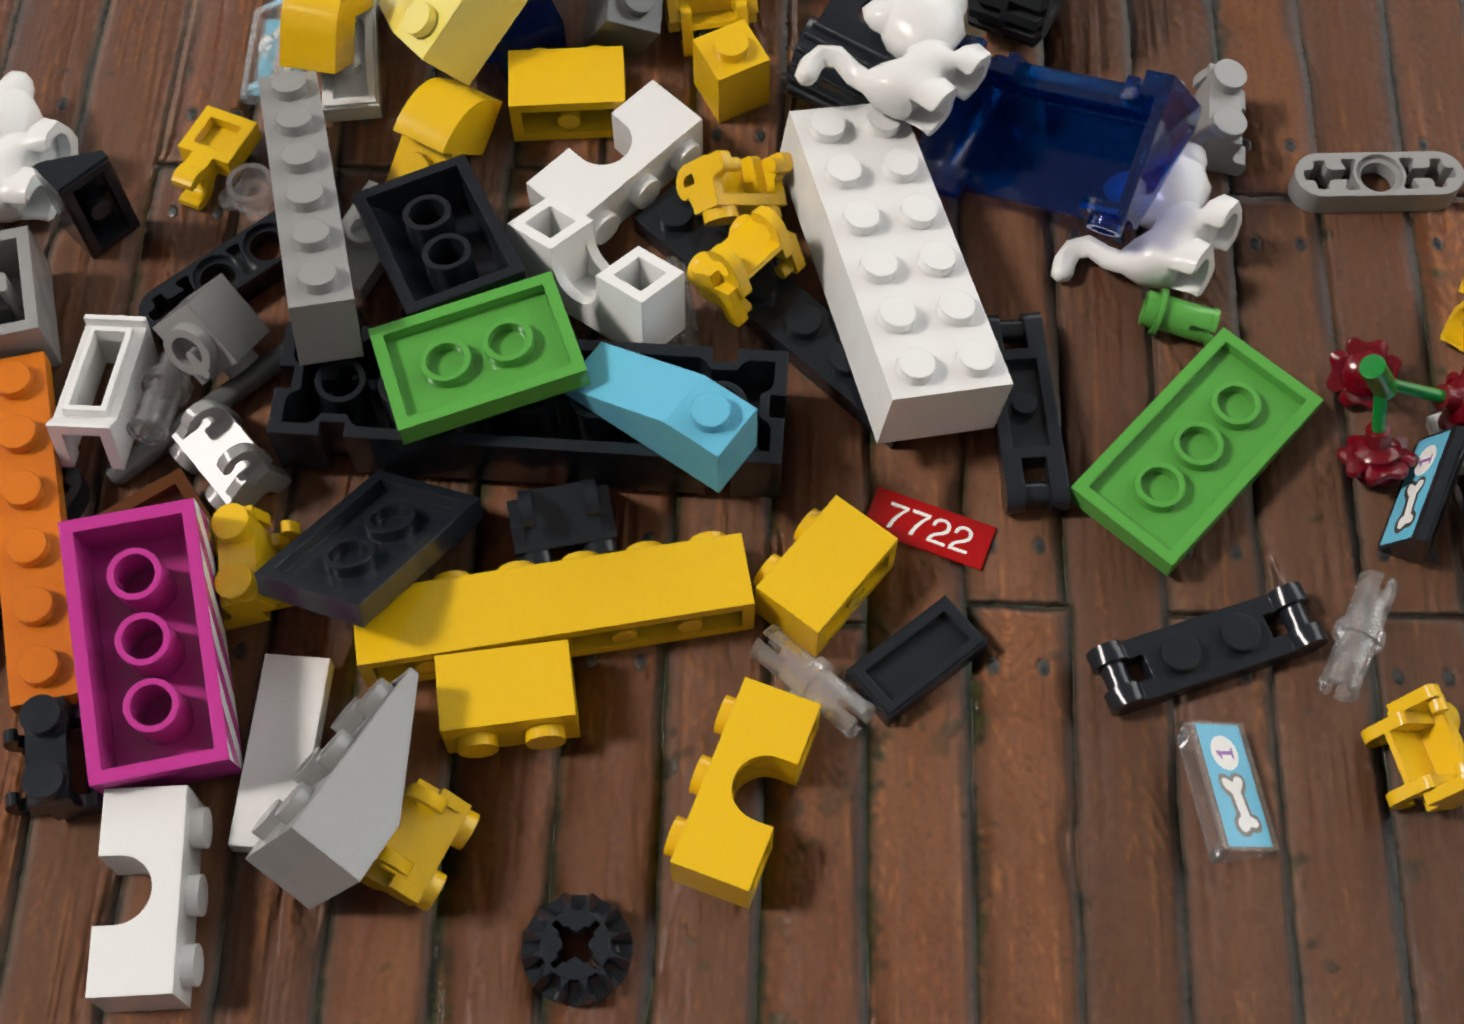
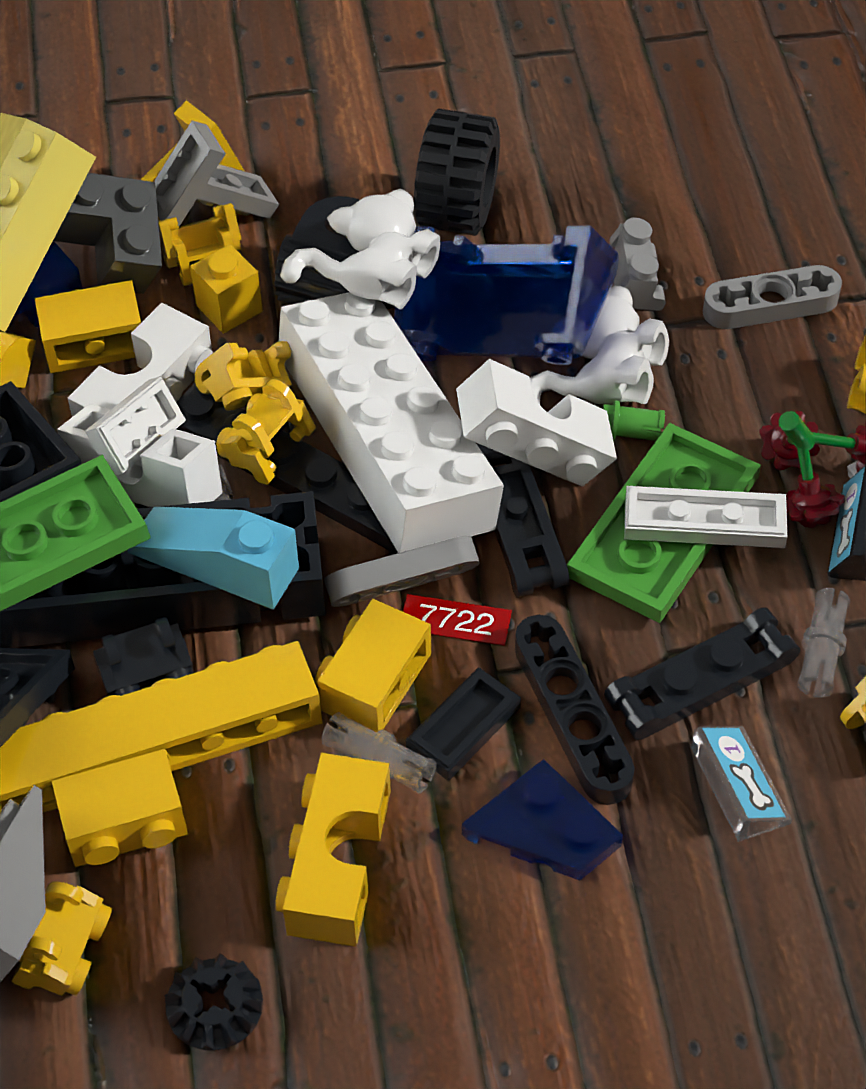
camera: 10 degrees left, 10 degrees down
(596, 236) = (135, 425): none -> white plate
(876, 461) = (401, 571): none -> light grey beam
(991, 801) = (546, 823): none -> clear blue wing
(1030, 298) = (505, 416): none -> white arch
(1052, 663) = (569, 708): none -> black beam
(1246, 456) = (705, 516): none -> white tile

